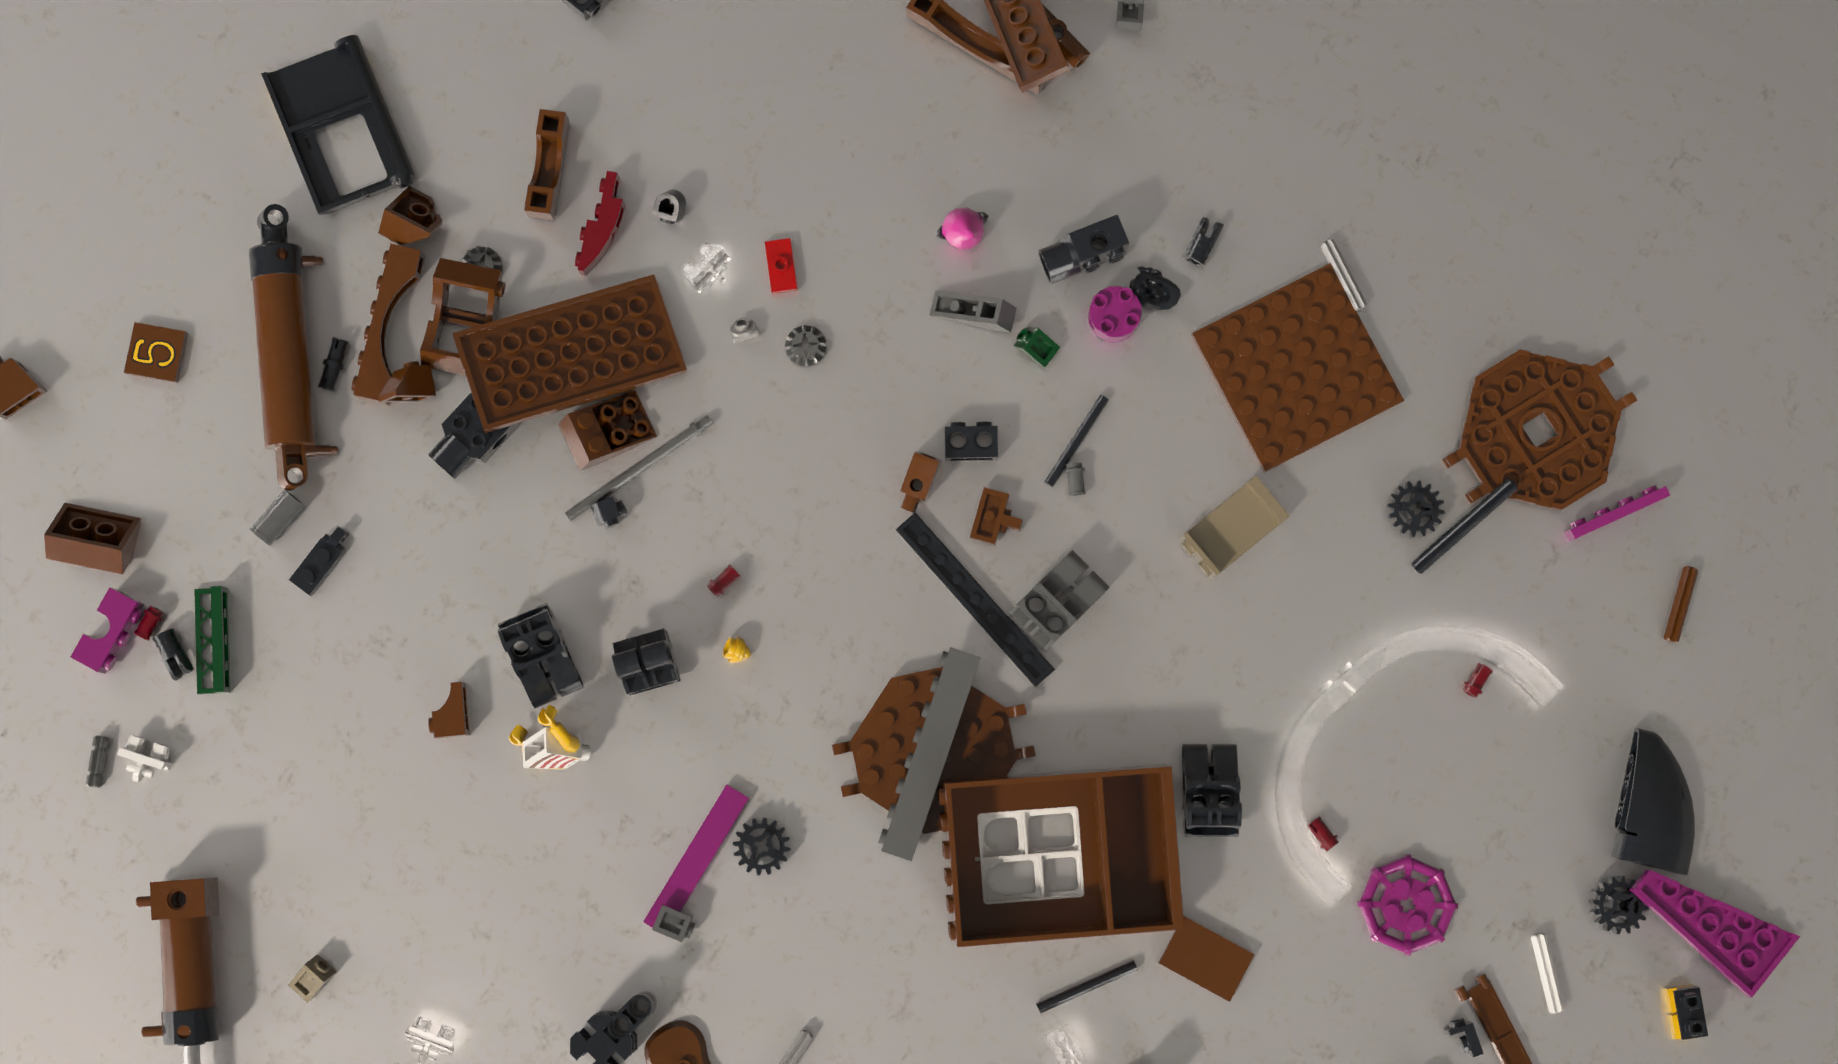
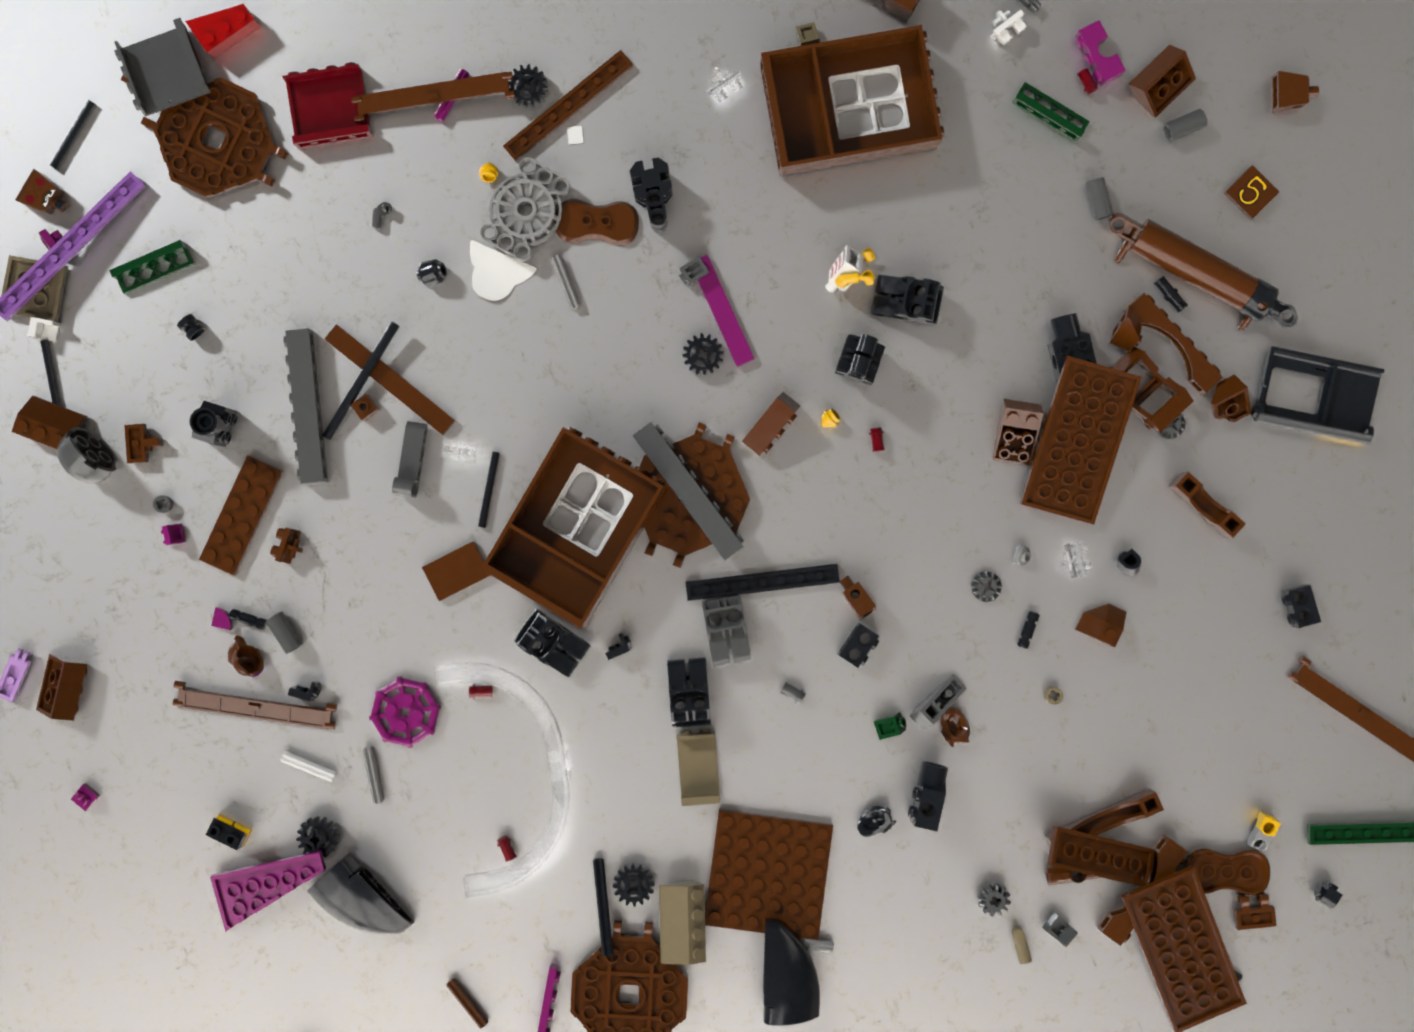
camera: 120 degrees right, 5 degrees up
(127, 478) = (1185, 125): none -> dark grey pin
(173, 653) = (1058, 83): black hinge -> none
(320, 561) = (1054, 206): black hinge -> none
(397, 923) = (805, 109): none -> reddish brown panel
(452, 717) = (906, 224): reddish brown arch -> none
(599, 234) = (1140, 507): dark red slope -> none
(608, 512) = (966, 399): black plate -> none
(692, 431) = (980, 438): dark grey bar -> none
(758, 189) = (1103, 624): none -> reddish brown slope
(781, 266) = (1046, 605): red plate -> none
(788, 711) = (771, 424): none -> reddish brown wedge
(822, 266) = (1028, 629): none -> black axle
(884, 188) = (1056, 690): none -> dark tan bush
(963, 228) = (993, 731): dark pink hat -> none
(987, 273) = (955, 727): none -> reddish brown hat
(993, 517) = (804, 627): reddish brown hinge -> none
(1076, 440) = (816, 710): black bar -> none
(1114, 314) = (877, 786): magenta brick -> none
(1141, 94) = (1000, 902): none -> dark grey gear
(1167, 710) = (617, 650): none -> black bracket
(1177, 38) = (1021, 945): none -> dark tan bar
(1180, 576) = (698, 690): none -> black connector
(1201, 245) = (882, 869): black hinge -> none
(1393, 267) = (788, 977): none -> black panel
(1418, 425) = (682, 923): none -> dark tan slope
(1504, 891) = (373, 775): none -> light grey axle

